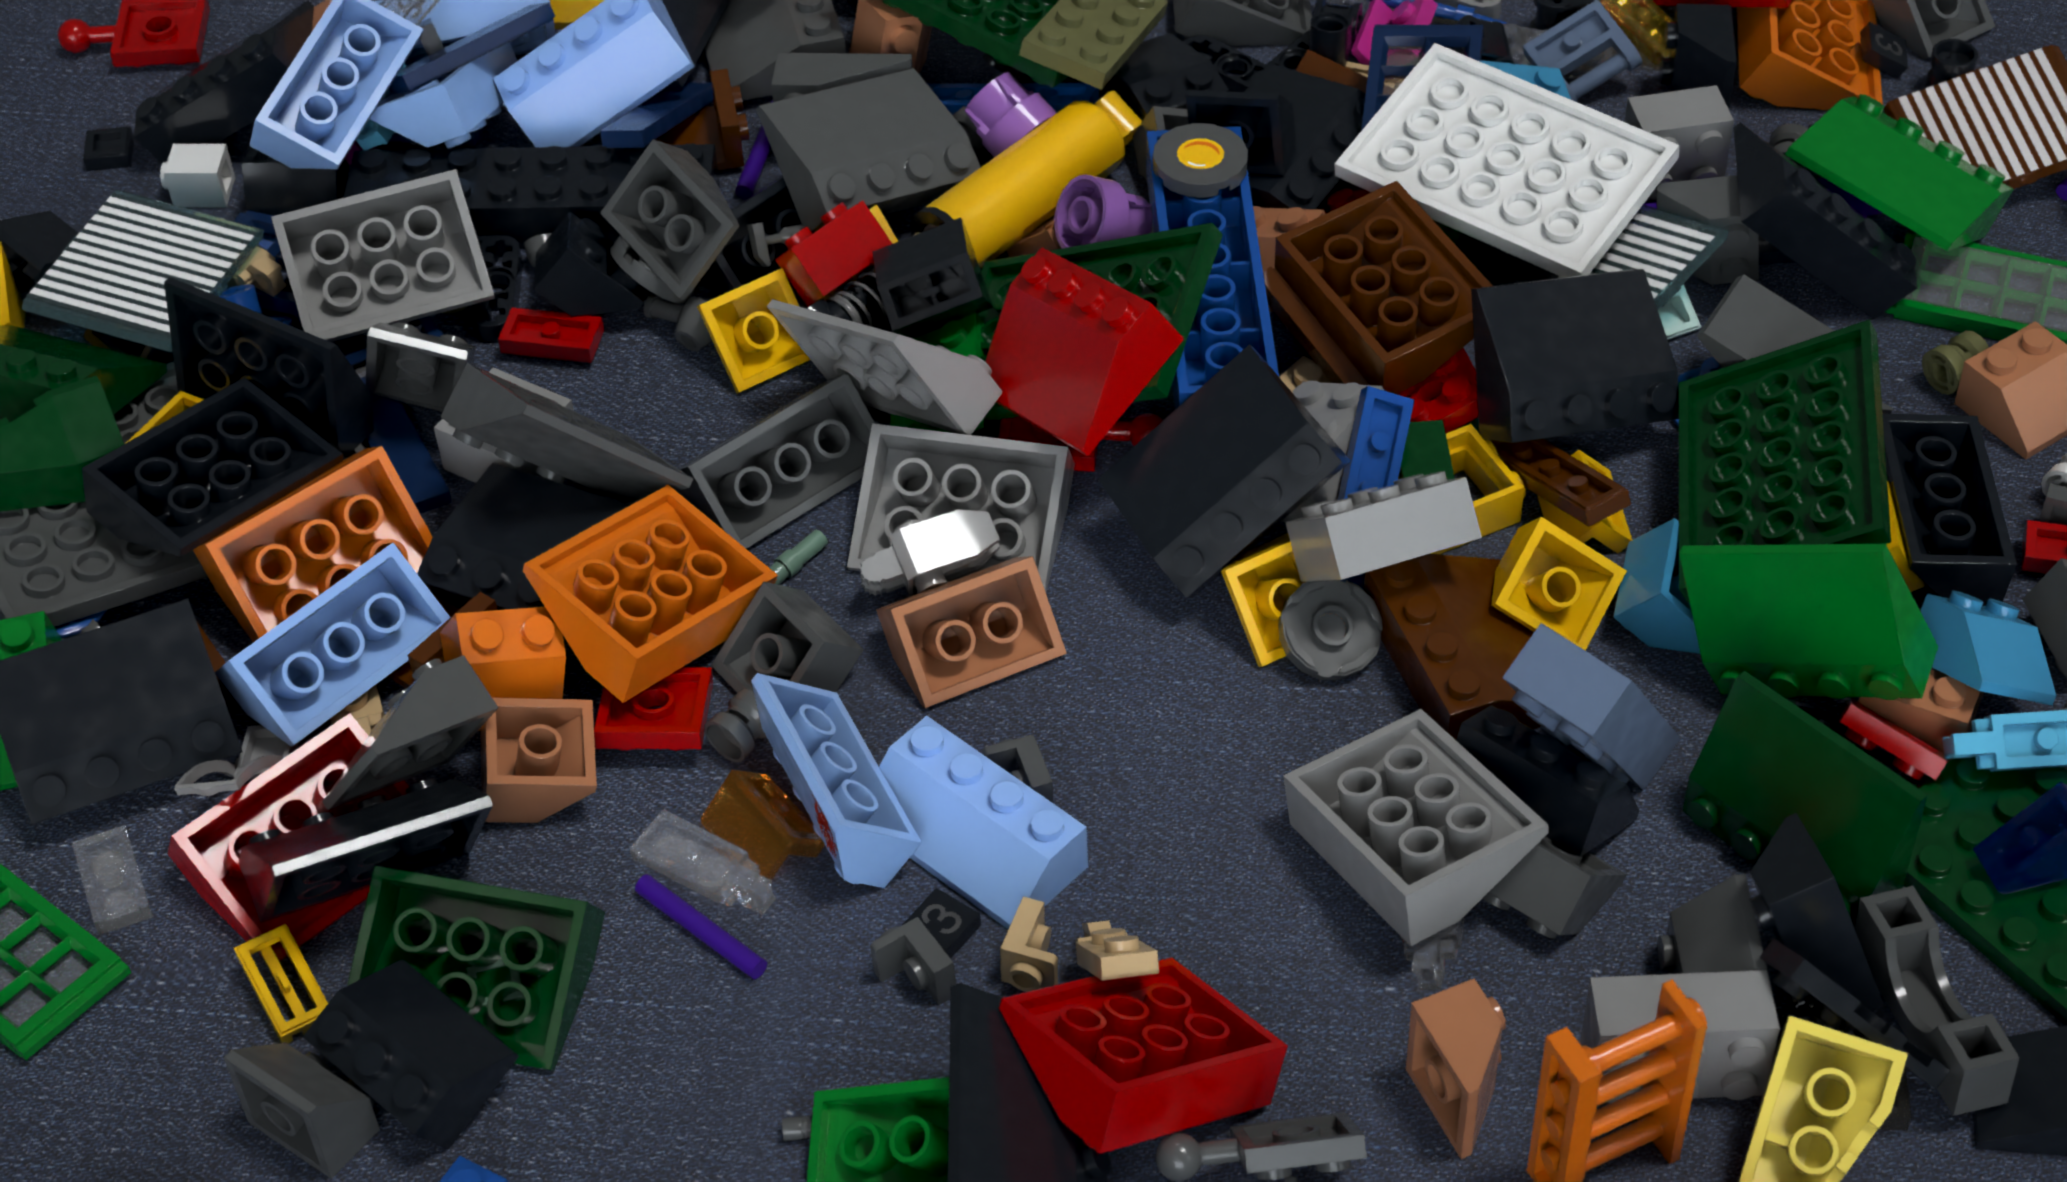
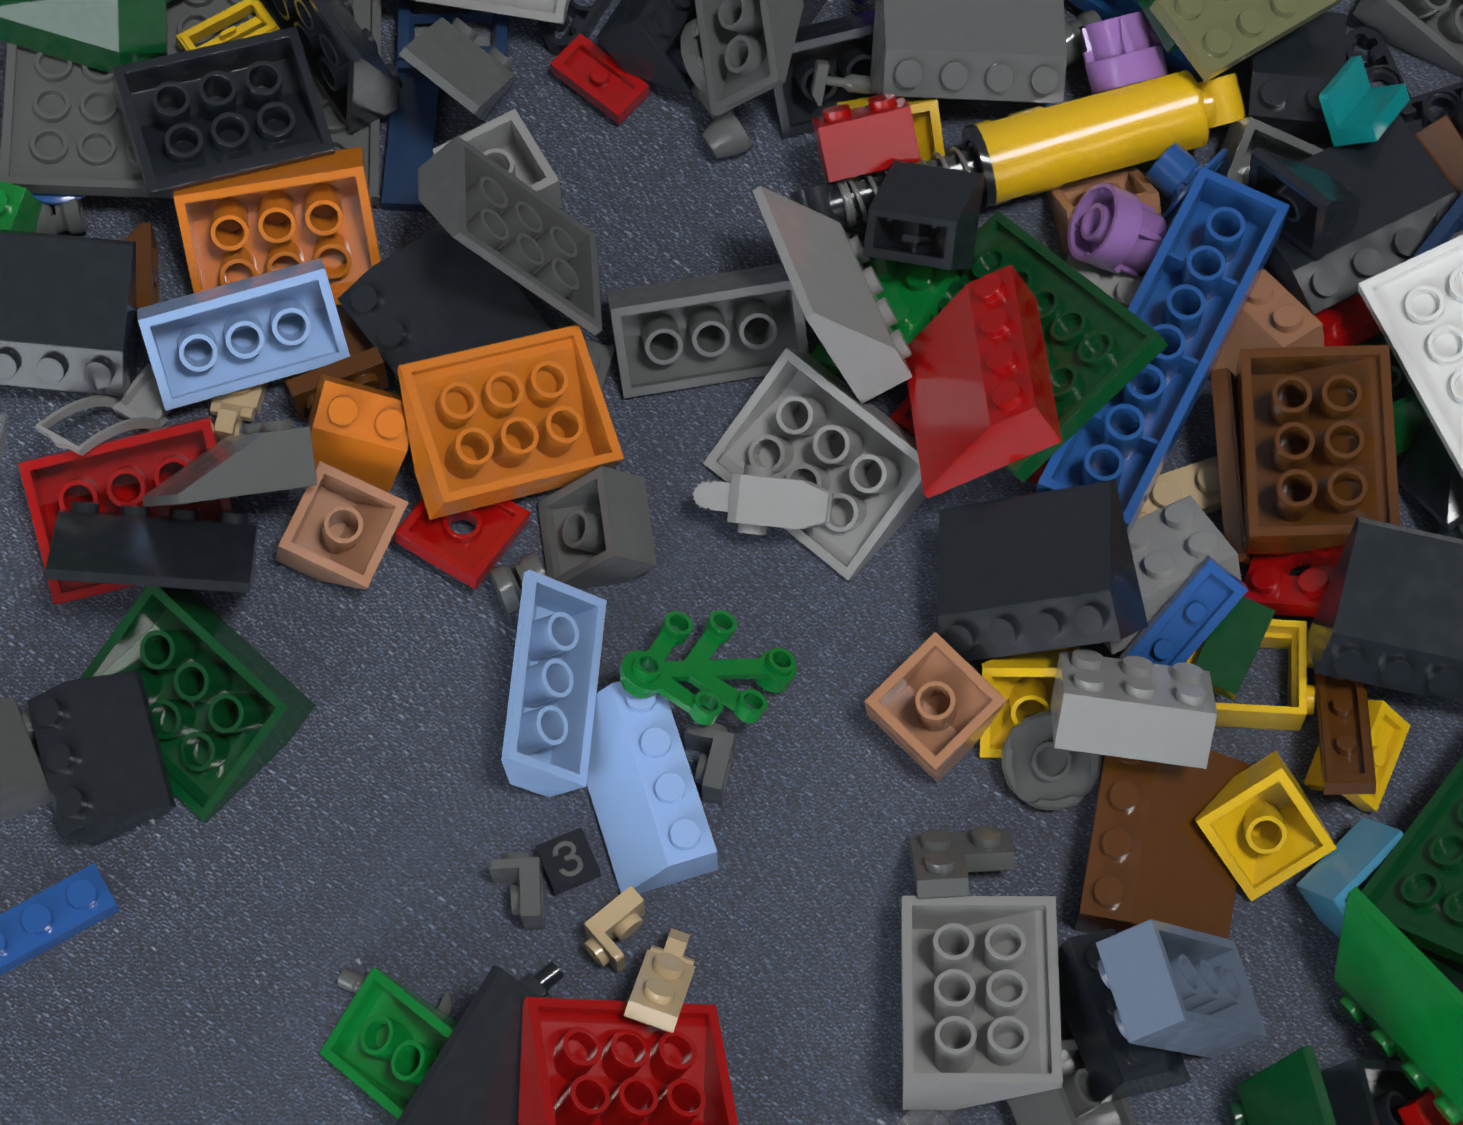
camera: 30 degrees right, 20 degrees up
(302, 1020) = (50, 672): yellow tile -> none
(701, 926) = (385, 754): dark purple bar -> none
(702, 863) = (416, 697): clear hinge -> none
(749, 335) = (768, 154): yellow slope -> none
(761, 820) = (478, 684): clear orange panel -> none
(793, 559) = (660, 432): sand green piece -> none
(972, 630) = (768, 583): nougat slope -> none
(980, 704) = (648, 672): none -> green plant
(1125, 170) = (1176, 173): none -> blue wheel
(1199, 632) = (935, 706): none -> nougat slope
(1200, 159) = (1222, 230): dark grey tile -> none
(1243, 74) = (1356, 110): none -> teal panel
(1307, 740) = (945, 859): none -> dark grey plate

